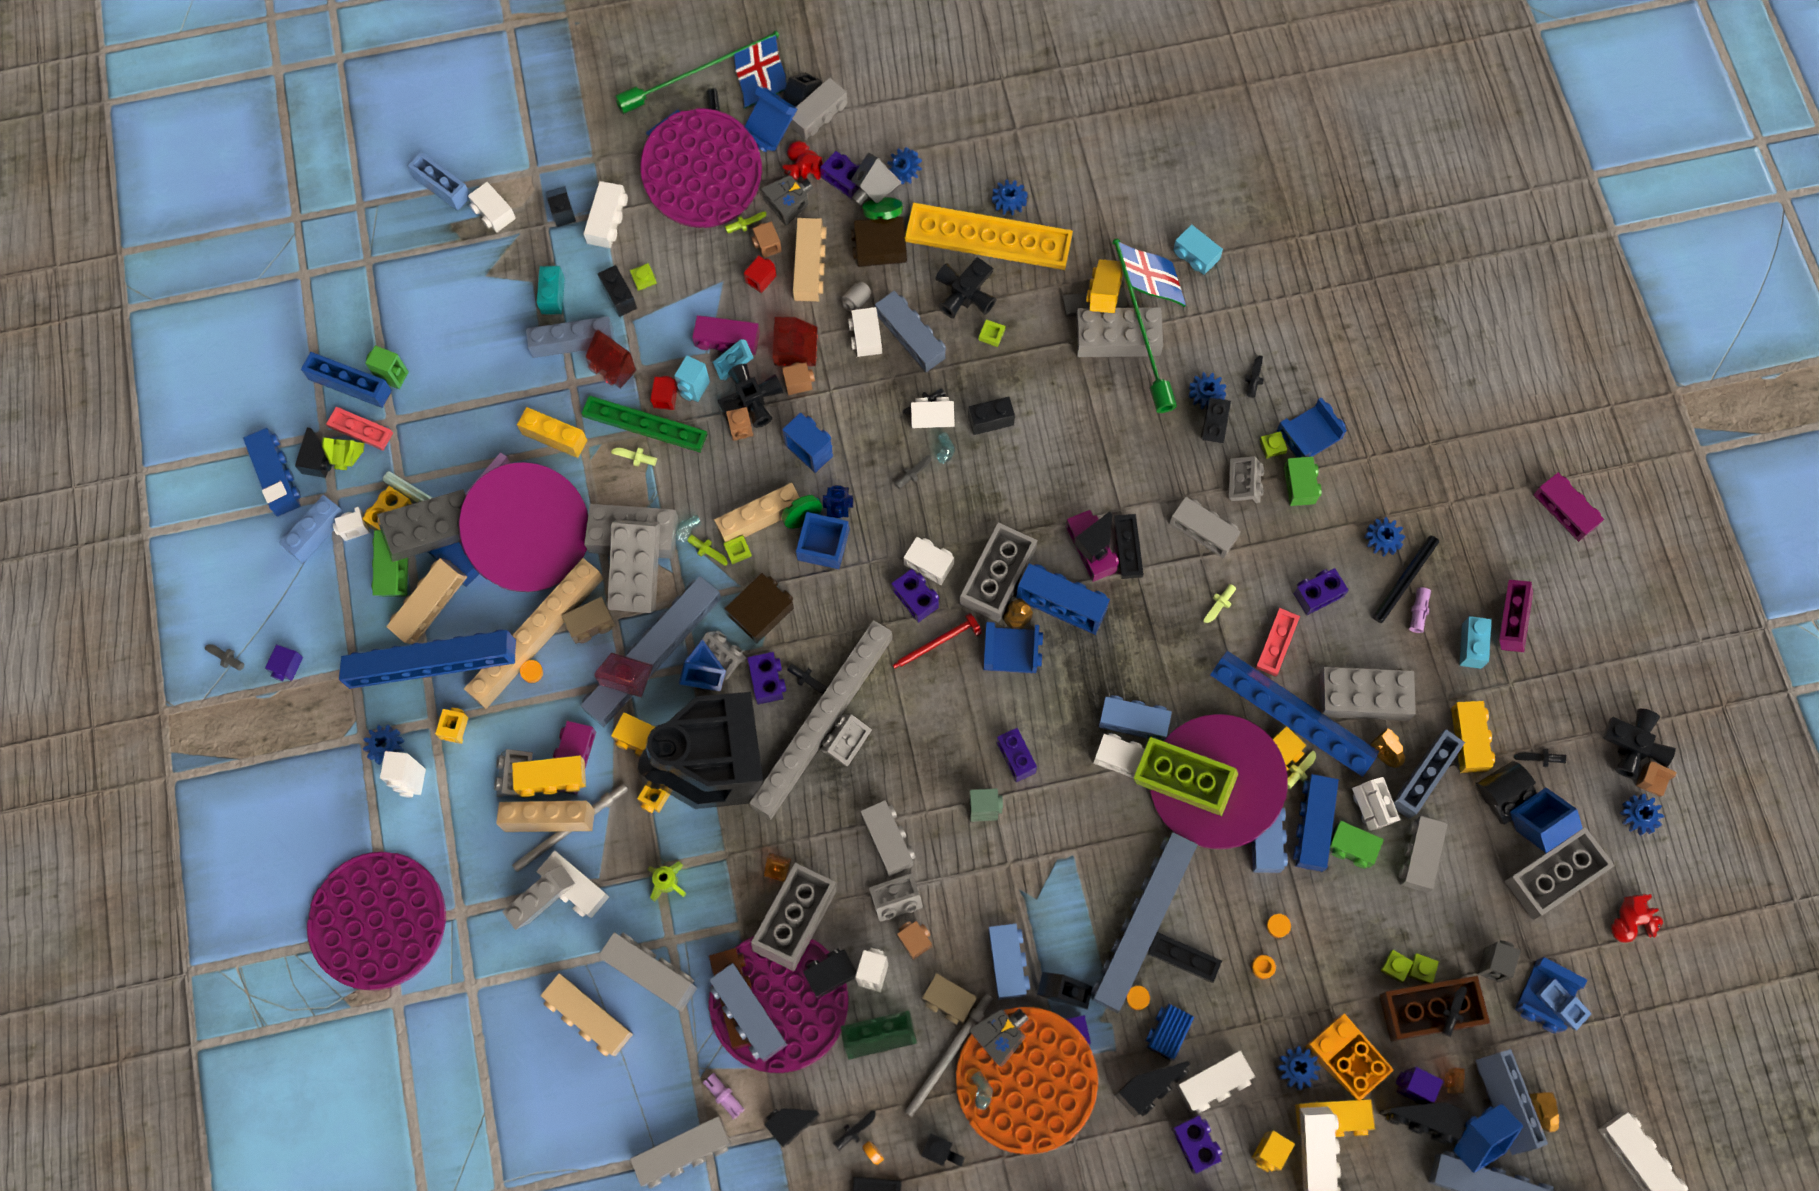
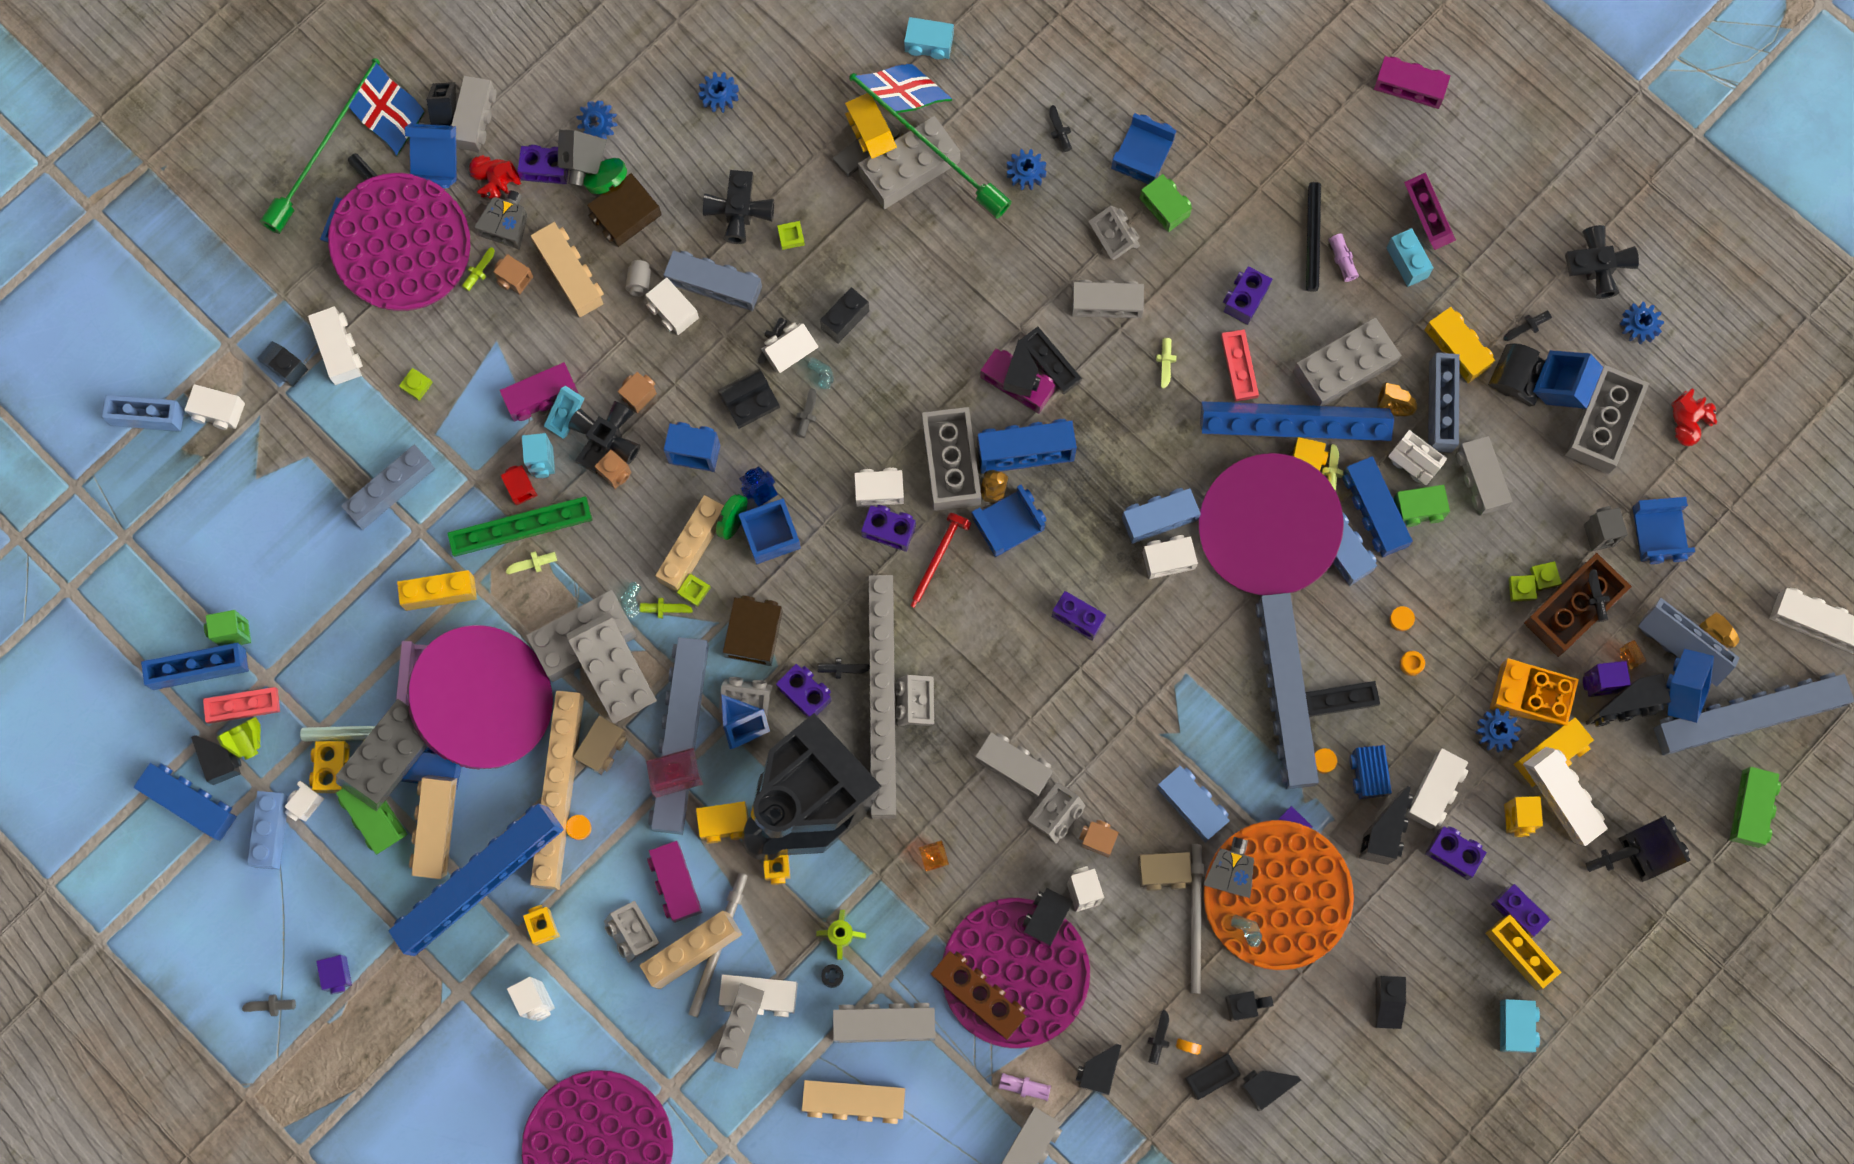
camera: 35 degrees left, 5 degrees up
(274, 492) = (205, 819): white sticker -> none
(389, 736) = (483, 977): blue gear -> none
(549, 775) = (670, 911): yellow brick -> none
(550, 290) = (335, 453): teal brick -> none
(610, 360) = (444, 486): clear red slope -> none
(617, 291) = (402, 413): black brick -> none
(638, 916) = (826, 970): none -> black bush
(748, 1013) = (1003, 999): sand blue brick -> none
(760, 274) = (530, 312): red brick -> none
(794, 342) = (610, 358): clear red slope -> none
(794, 916) = (981, 889): light grey brick -> none
(876, 433) = (748, 398): none -> black brick
(878, 1034) = (1125, 942): clear green brick -> none
(985, 805) = (1082, 678): sand green brick -> none
(989, 236) = (724, 142): yellow plate -> none
(1064, 990) = (1258, 795): black slope -> none
(1186, 776) = (1242, 538): lime brick -> none
(1216, 419) = (1053, 192): black brick -> none
(1273, 445) = (1117, 184): lime plate -> none
(1389, 542) = (1272, 202): blue gear -> none
(1564, 1005) = (1678, 531): medium blue slope -> none
(1655, 778) = (1632, 283): medium nougat panel -> none

